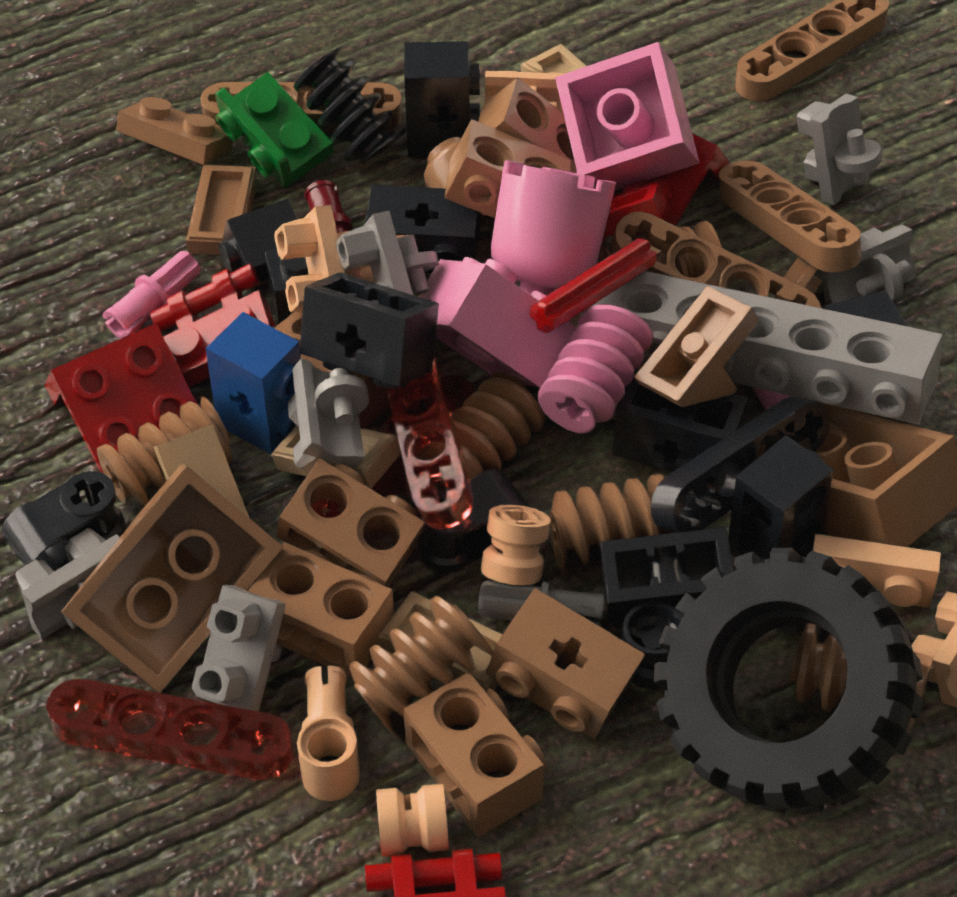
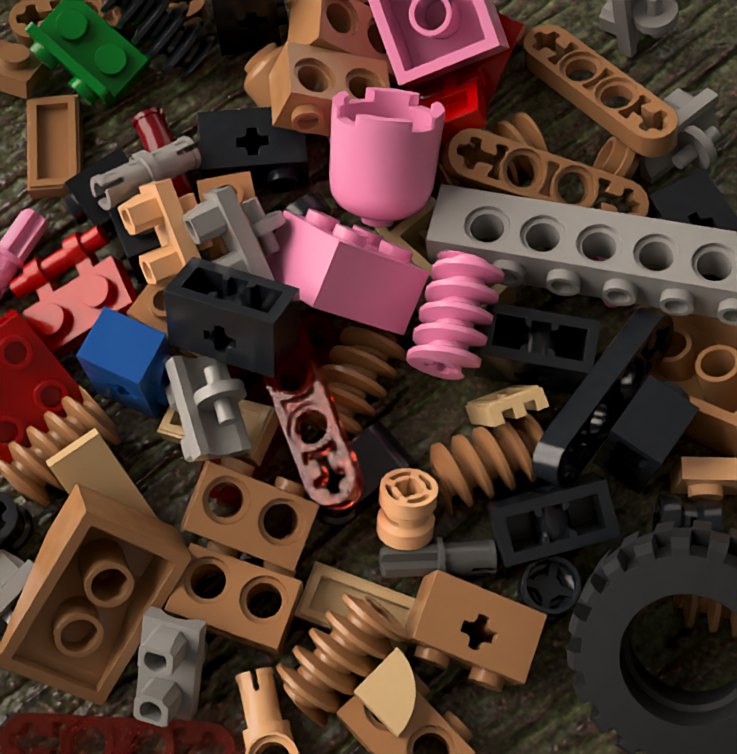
camera: 10 degrees left, 20 degrees up
(271, 218) = (144, 168): none -> light grey pin
(462, 691) = (390, 692): none -> tan tile
(592, 285) = (439, 229): red axle -> none
(643, 459) = (506, 403): none -> tan tile
(692, 356) = (550, 293): medium nougat slope -> none

